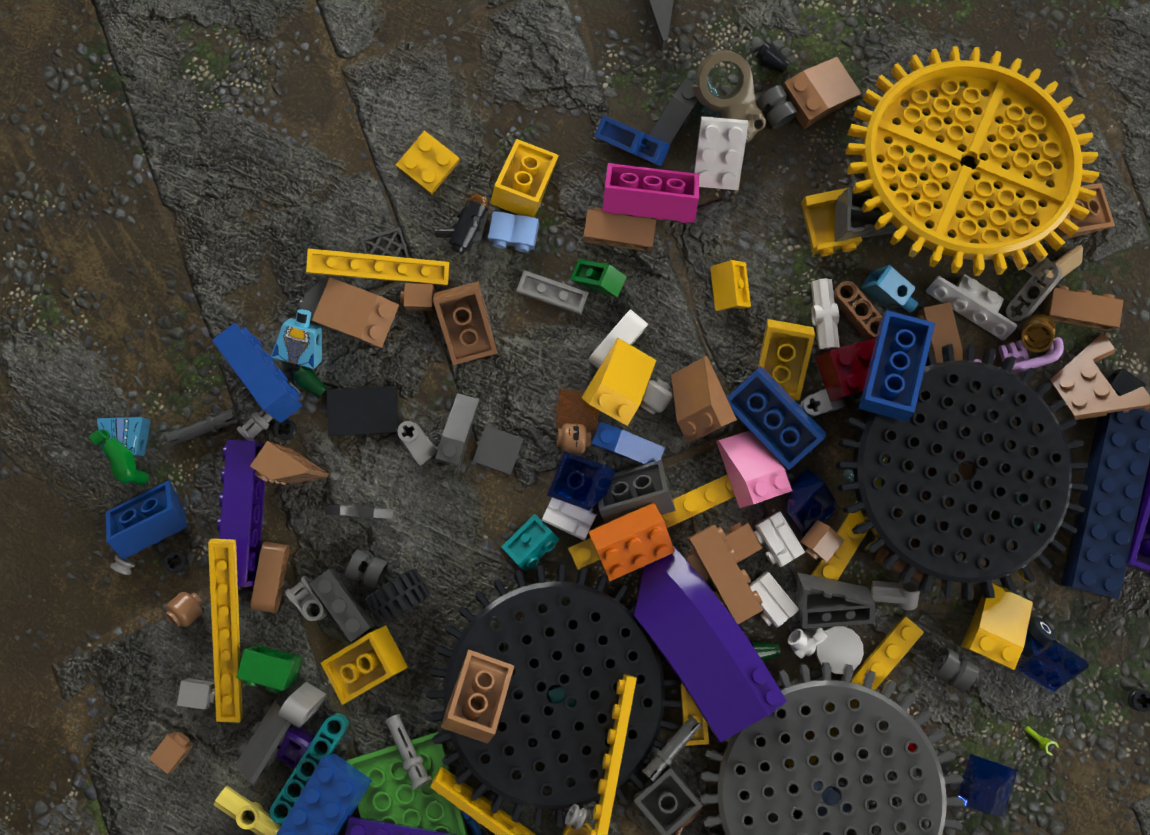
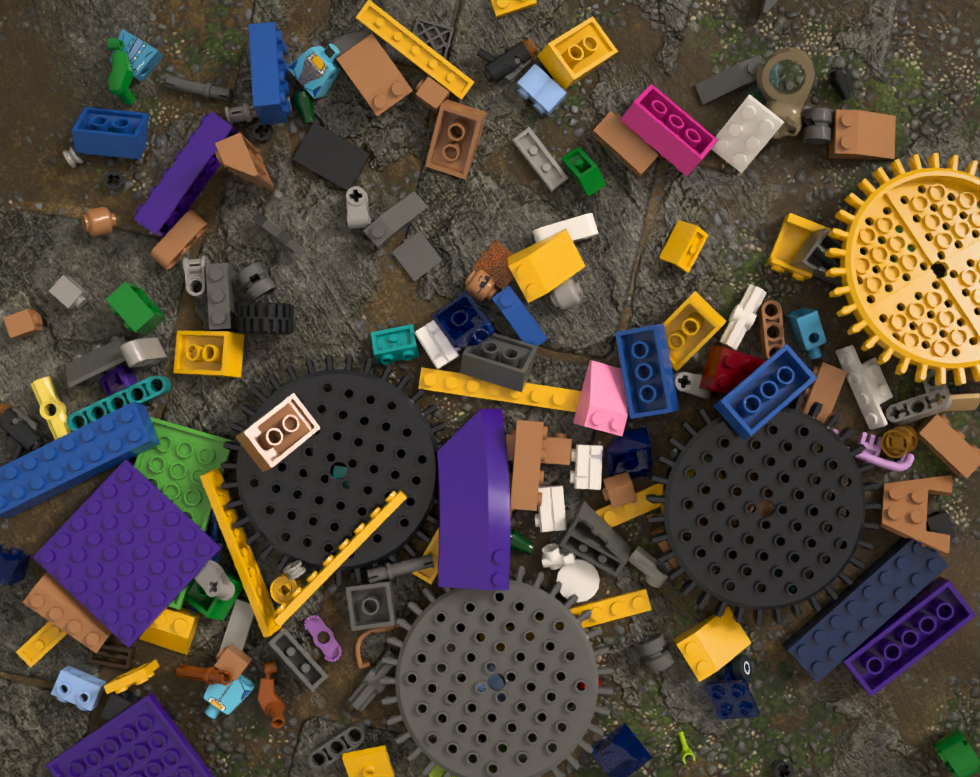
camera: 35 degrees right, 5 degrees up
(225, 629) = (120, 256): yellow plate -> none
(412, 762) = (198, 450): light grey pin -> none
(632, 140) = (683, 78): blue slope -> none
(632, 541) = (472, 393): orange brick -> none
(700, 400) = (597, 320): medium nougat slope -> none

